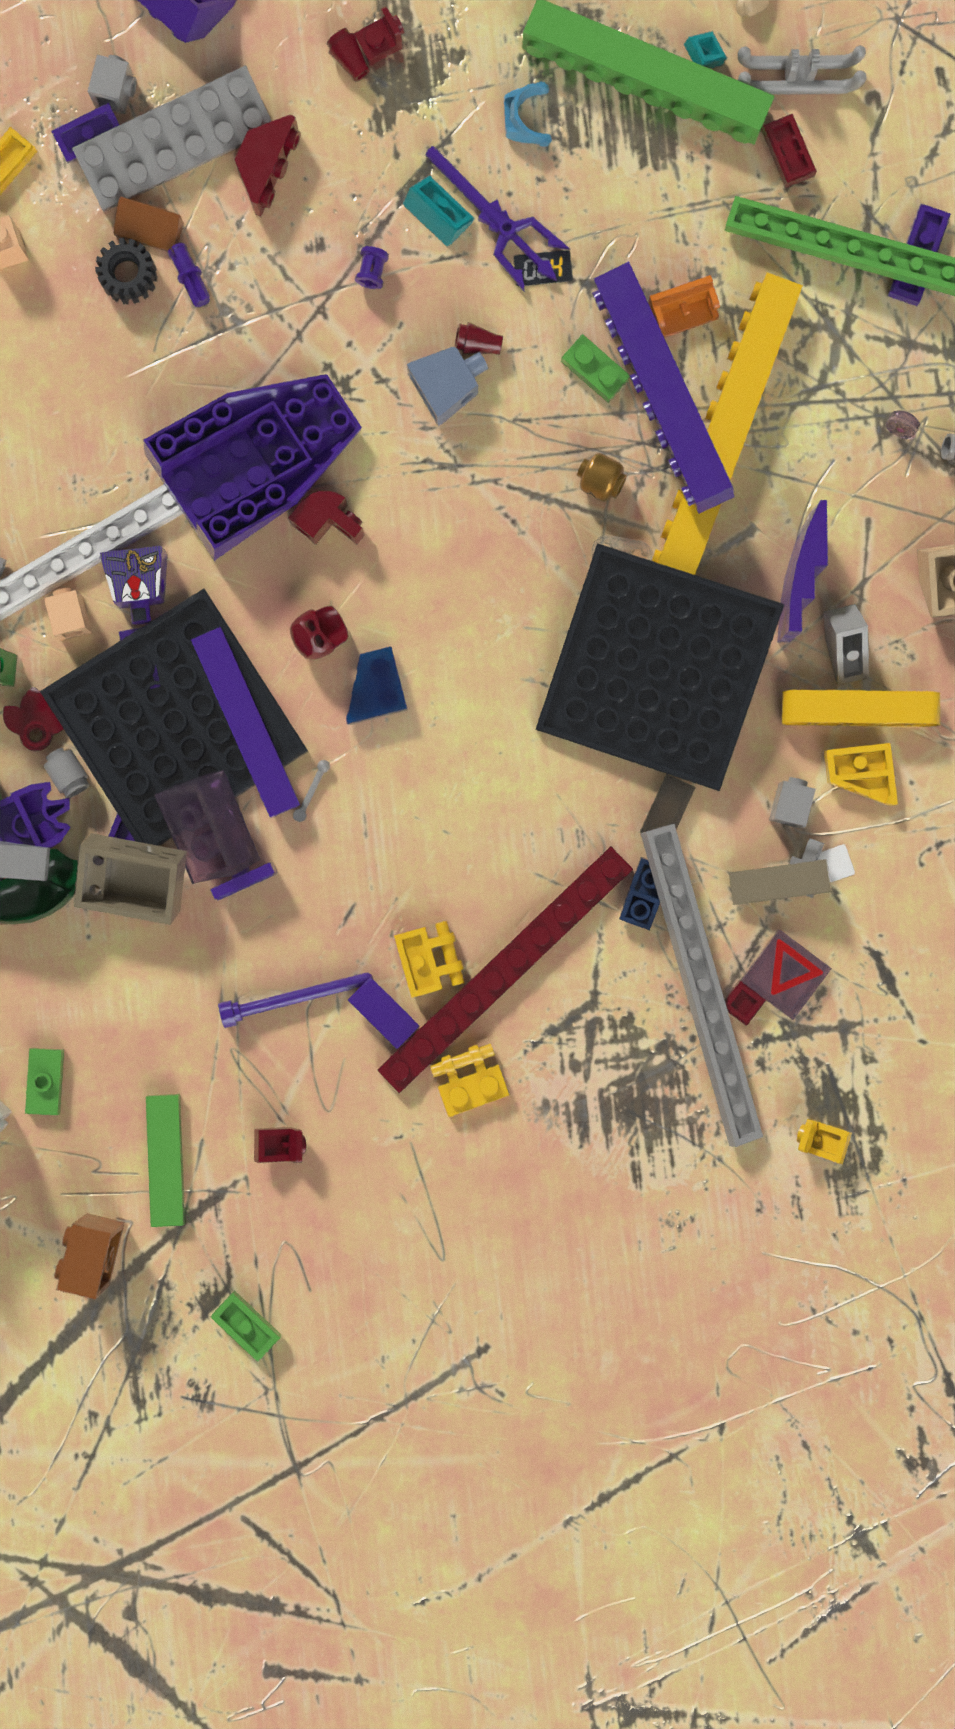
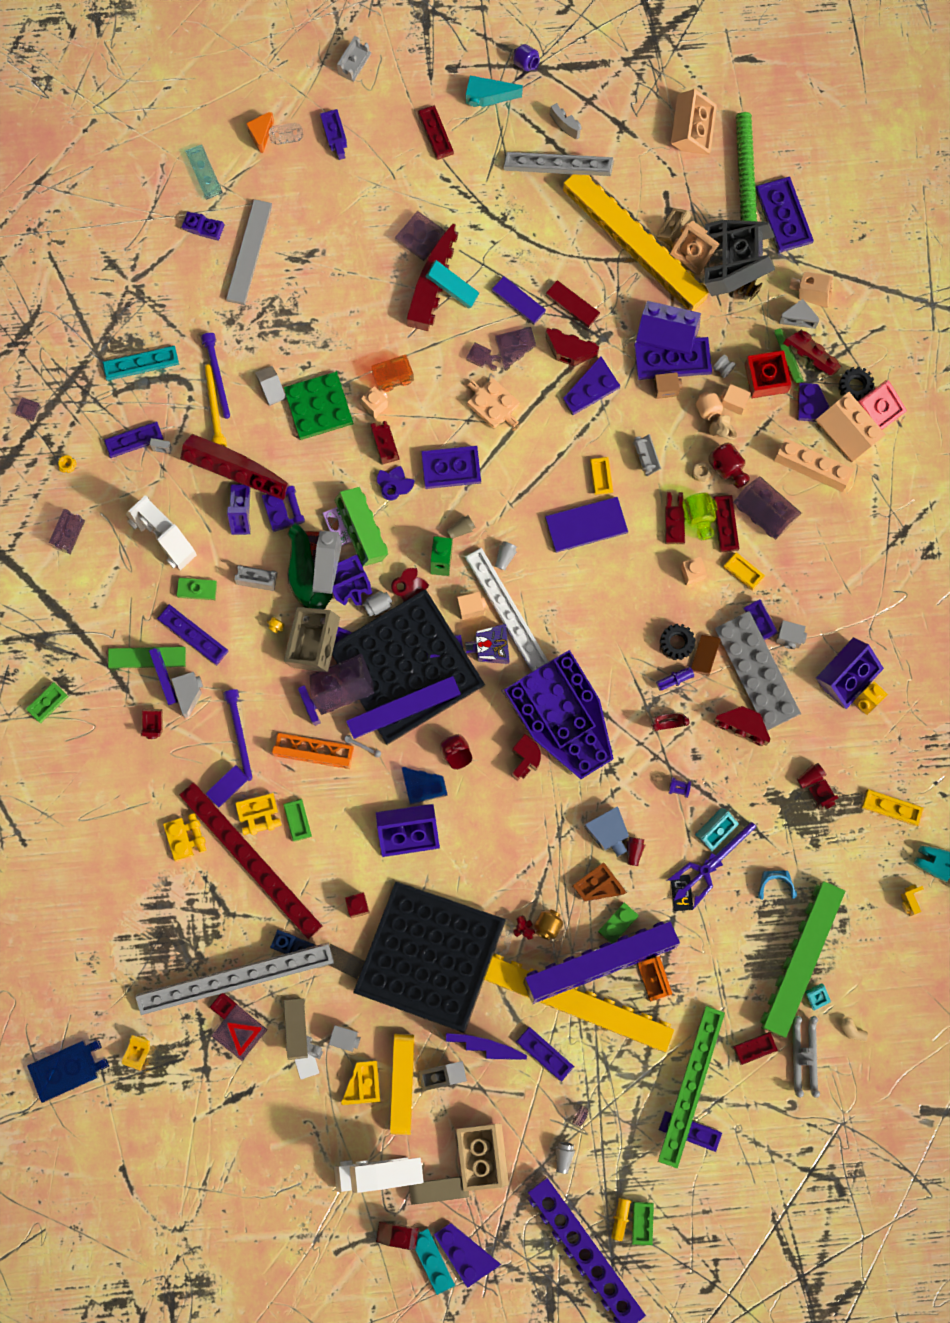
camera: 90 degrees right, 10 degrees down
(24, 980) = (256, 578): none -> light grey hinge
(89, 1255) = (93, 613): dark orange brick -> none
(106, 944) = (275, 625): none -> yellow plate
(124, 1084) = (192, 634): none -> dark purple tile
(198, 1129) = (163, 676): none -> dark purple tile
(223, 1087) = (187, 691): none -> light grey slope
(260, 267) = (681, 720): none -> dark red helmet
(332, 872) = (310, 756): none -> orange fence
(437, 894) = (297, 820): none -> bright green tile
(450, 710) = (407, 830): none -> dark purple slope
(533, 398) = (599, 885): none -> dark orange wing
(577, 789) = (357, 905): none -> dark red brick
(607, 518) = (524, 928): none -> dark red plant
(805, 483) = (545, 1054): none -> dark purple tile
(853, 1254) = (66, 1070): none -> clear blue tile

